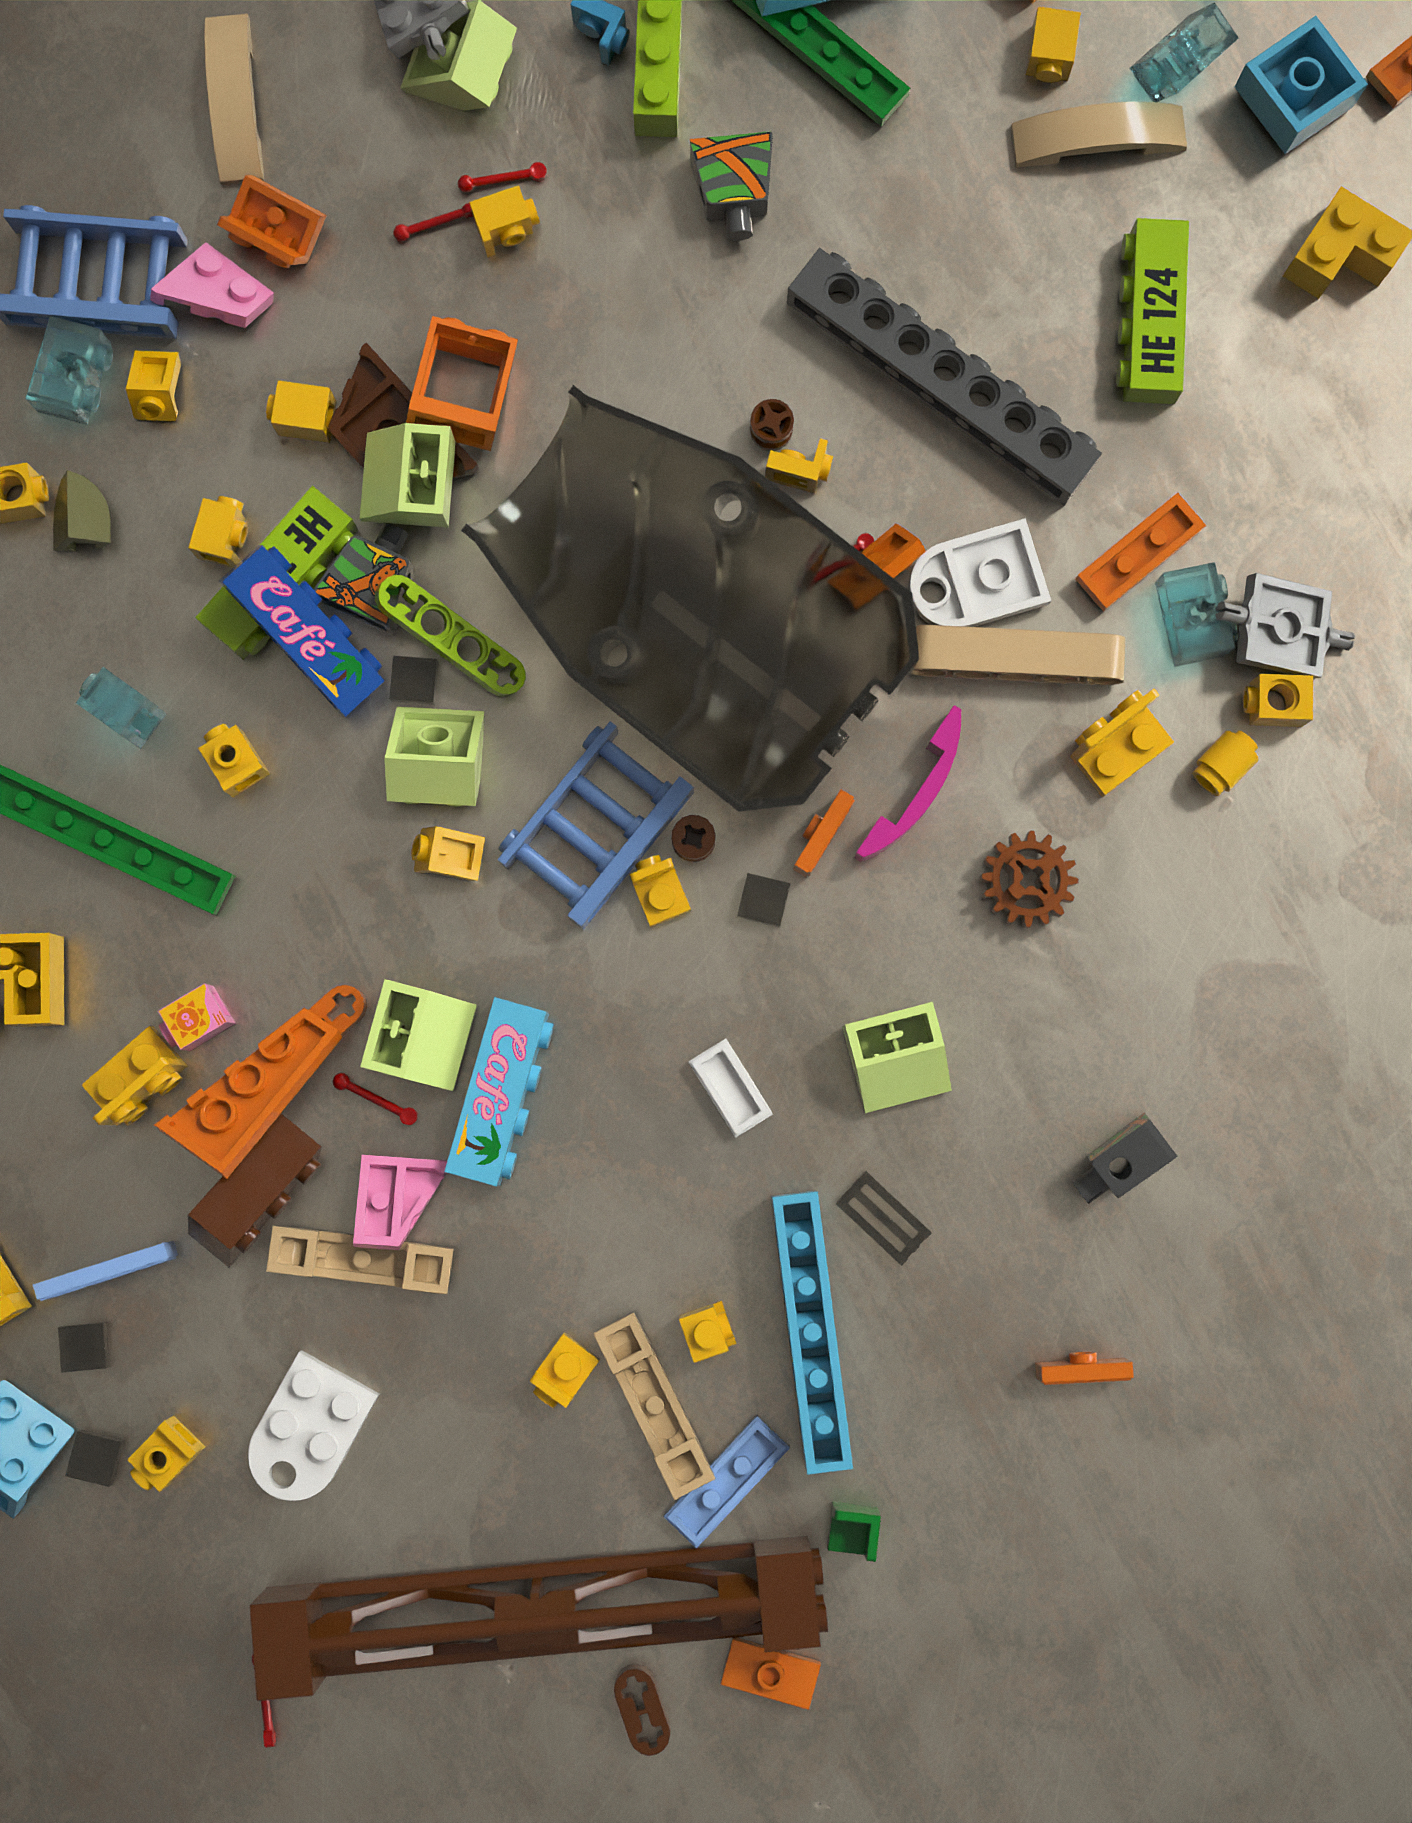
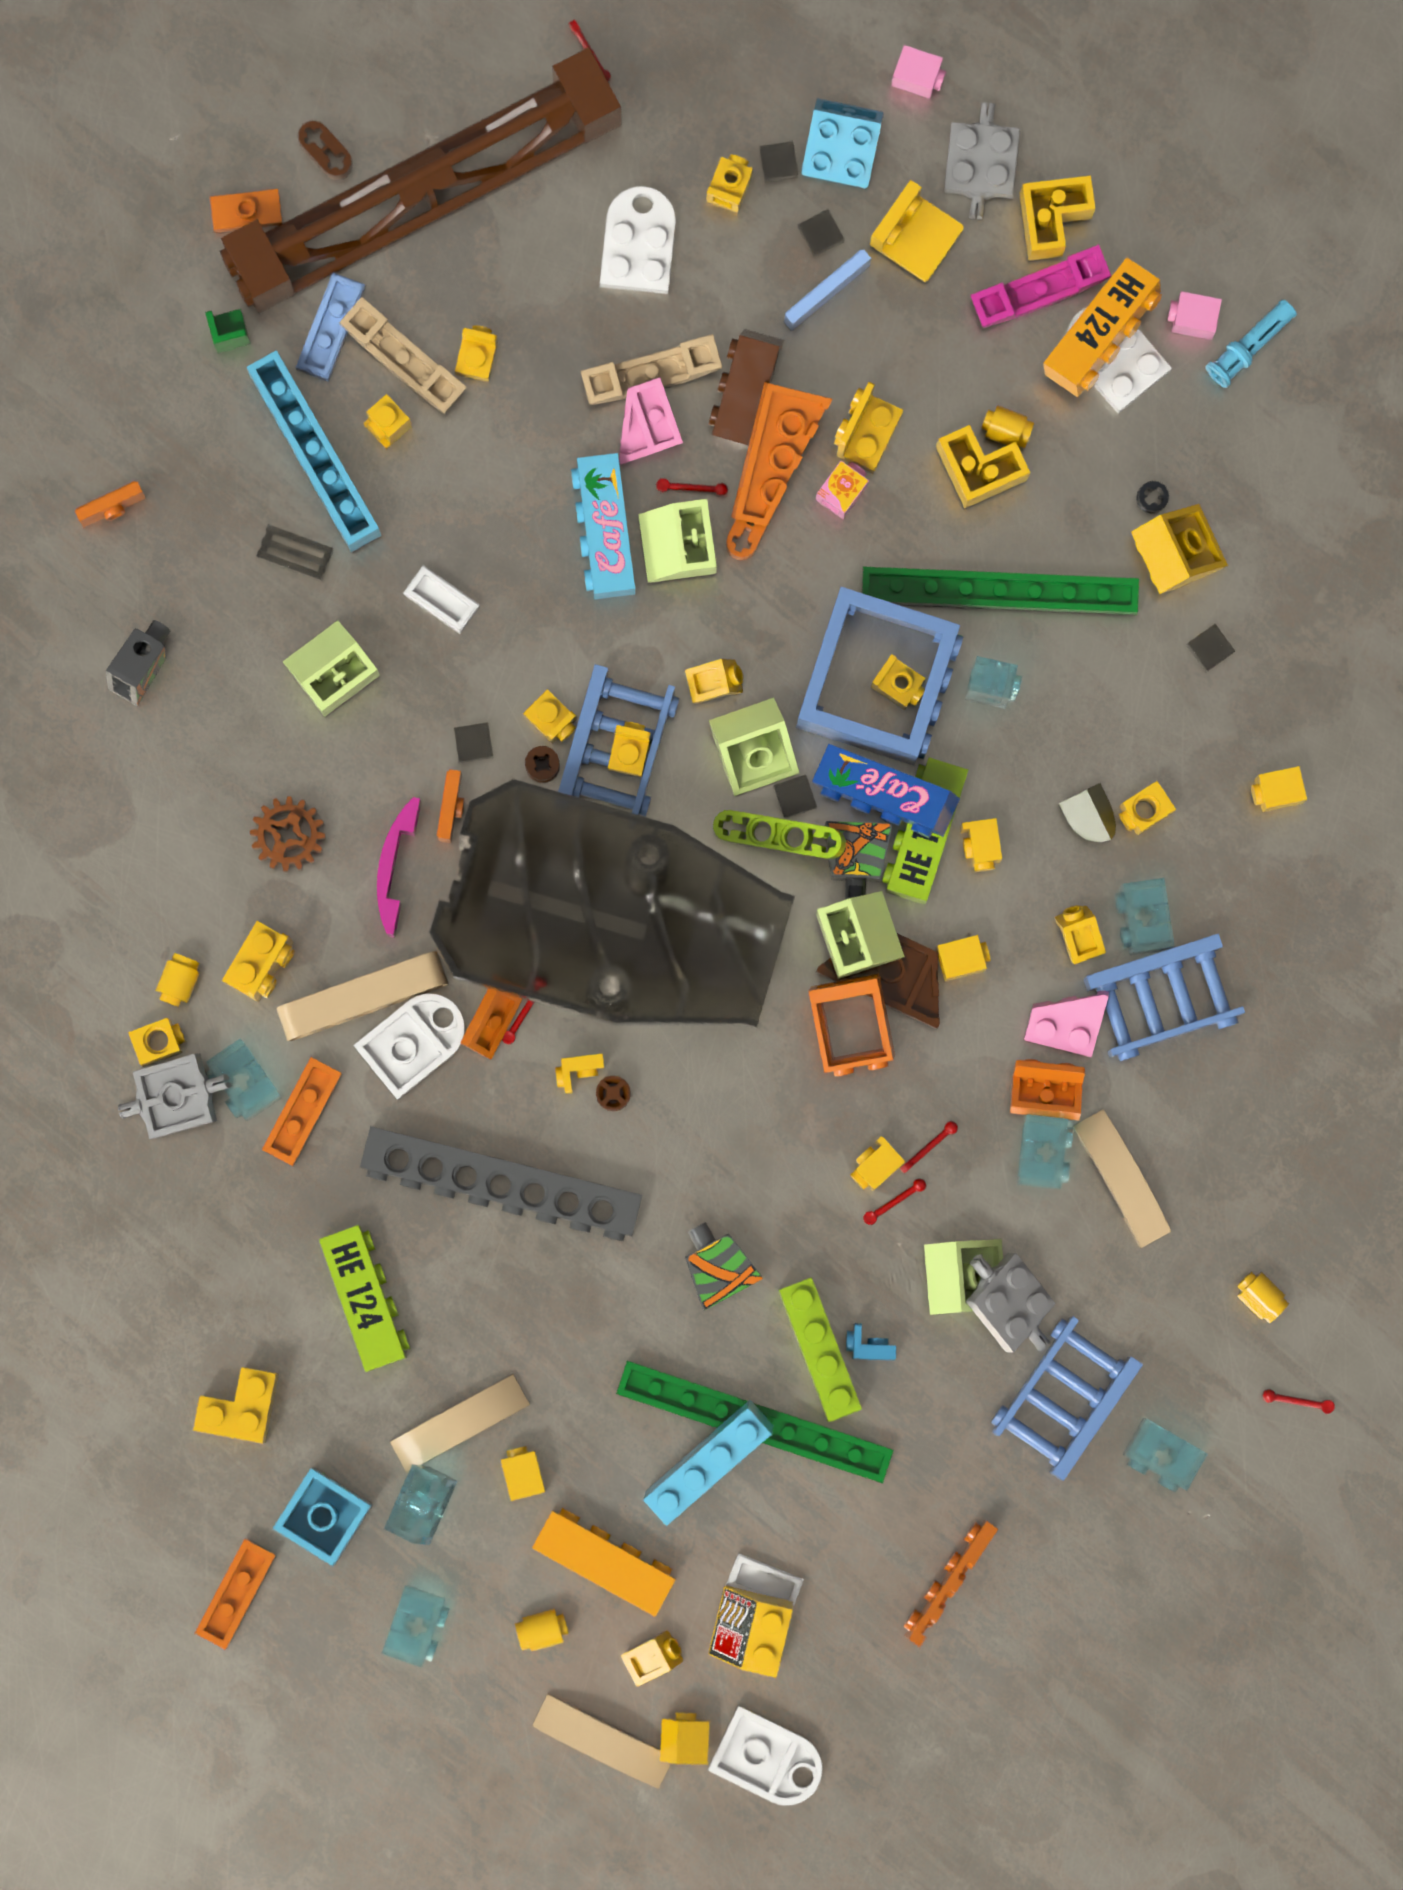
camera: 150 degrees right, 0 degrees up
(302, 820) = (904, 748): none -> medium blue window
(304, 133) = (1035, 1133): none -> clear light blue brick
(583, 806) = (629, 749): none -> yellow bracket

